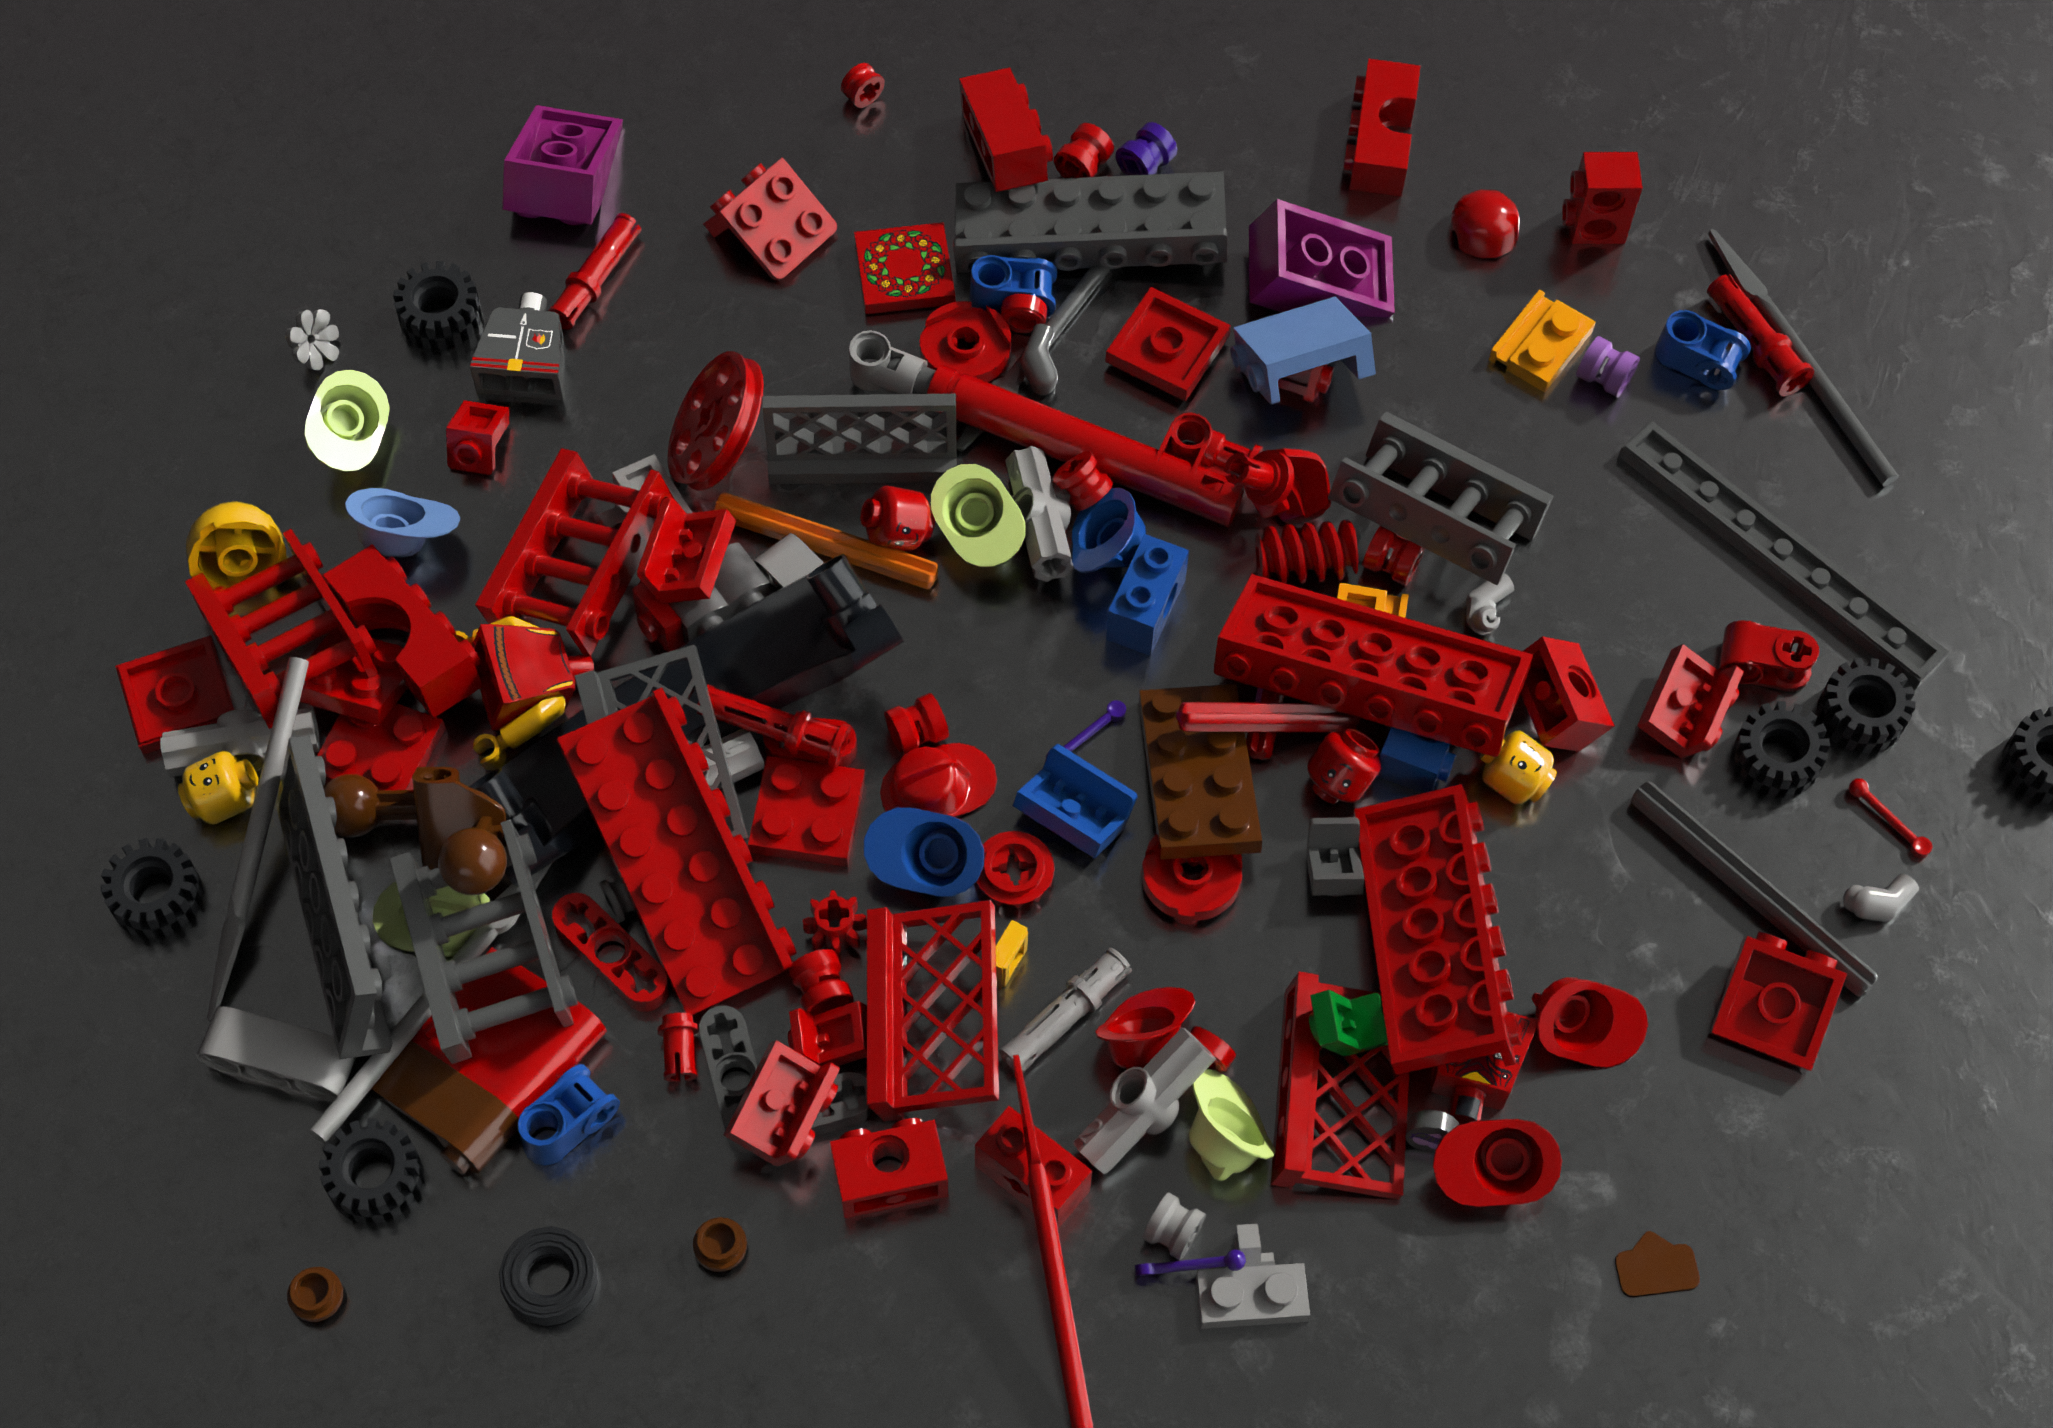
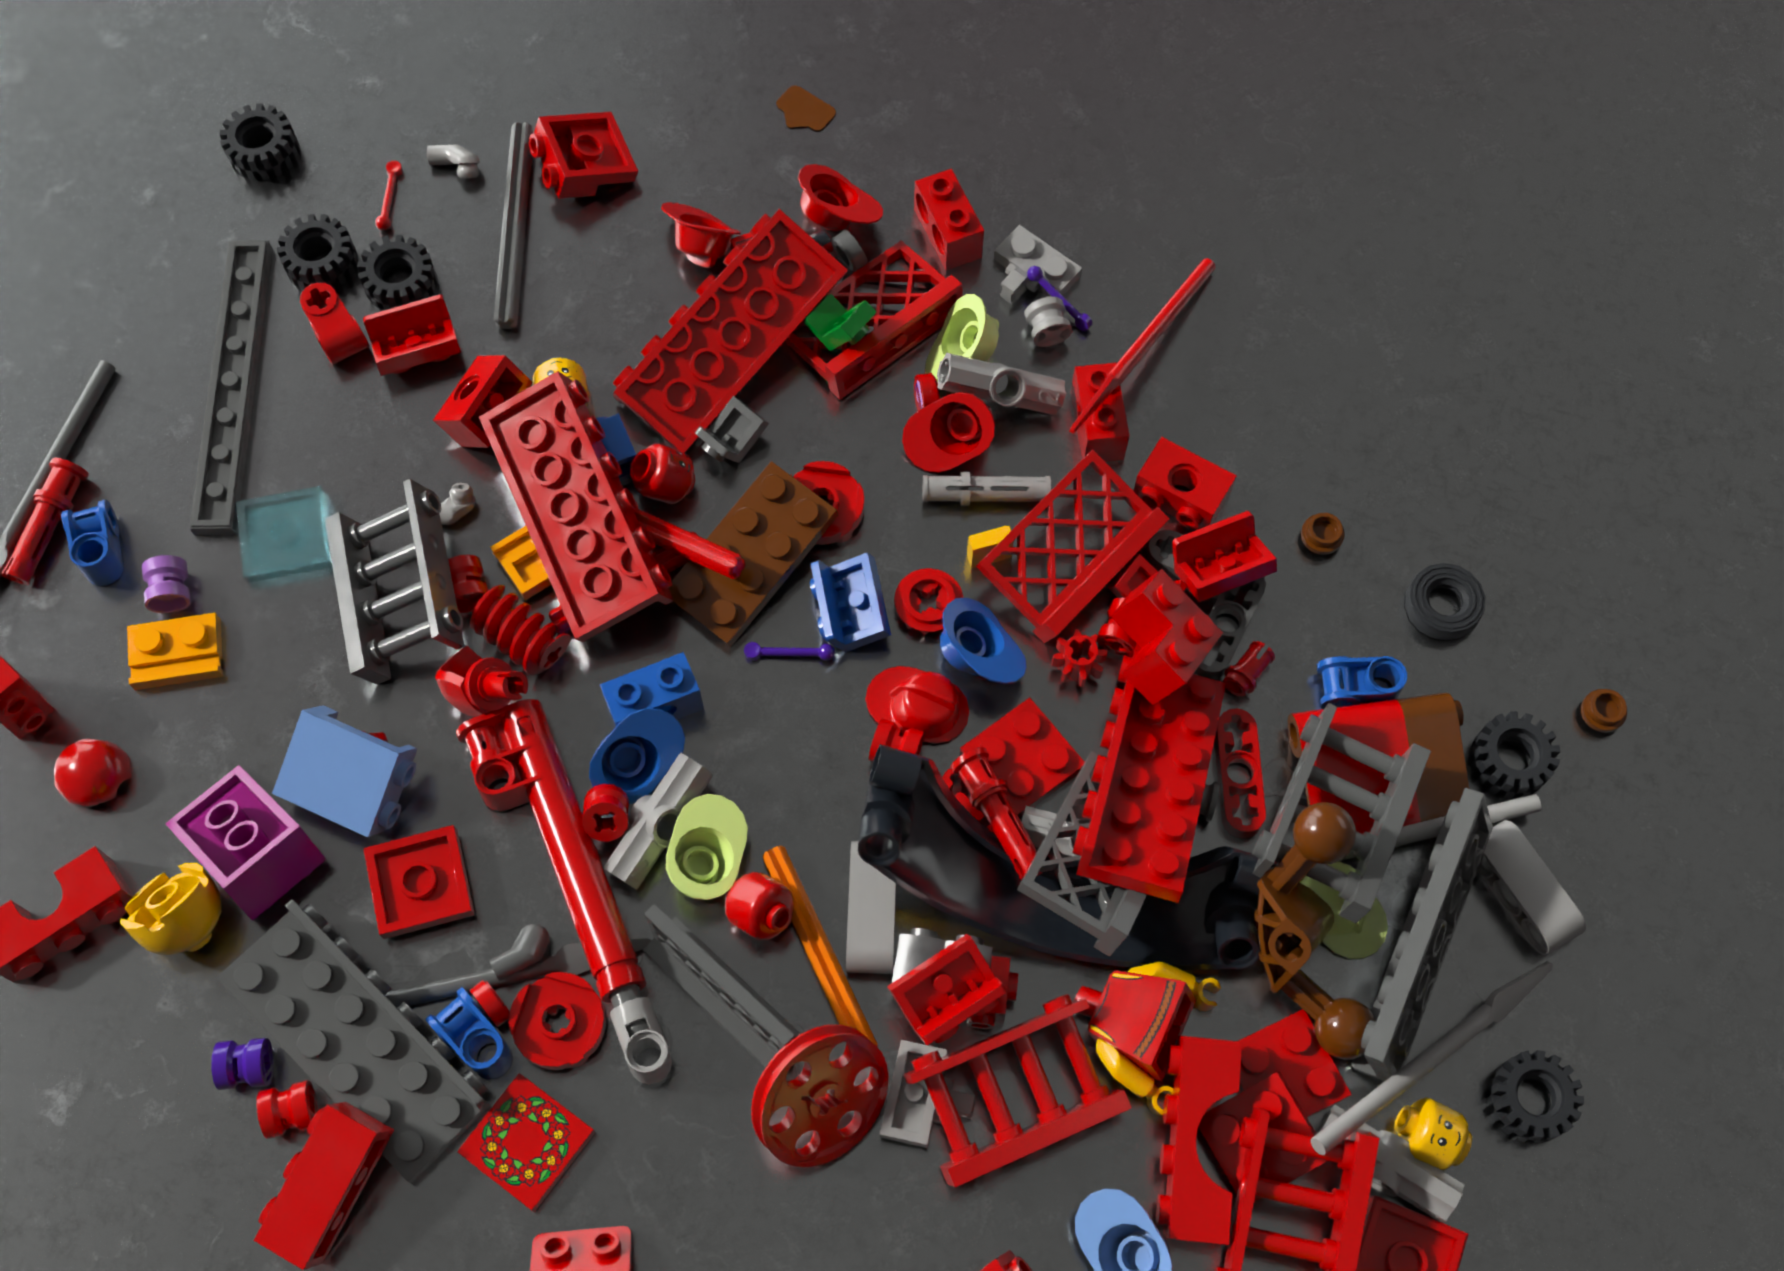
camera: 135 degrees left, 5 degrees up
(753, 971) = (1170, 633): none -> red brick
(1305, 175) = (174, 912): none -> yellow cylinder
(1377, 1246) = (948, 219): none -> red brick
(1586, 481) = (283, 534): none -> clear light blue tile

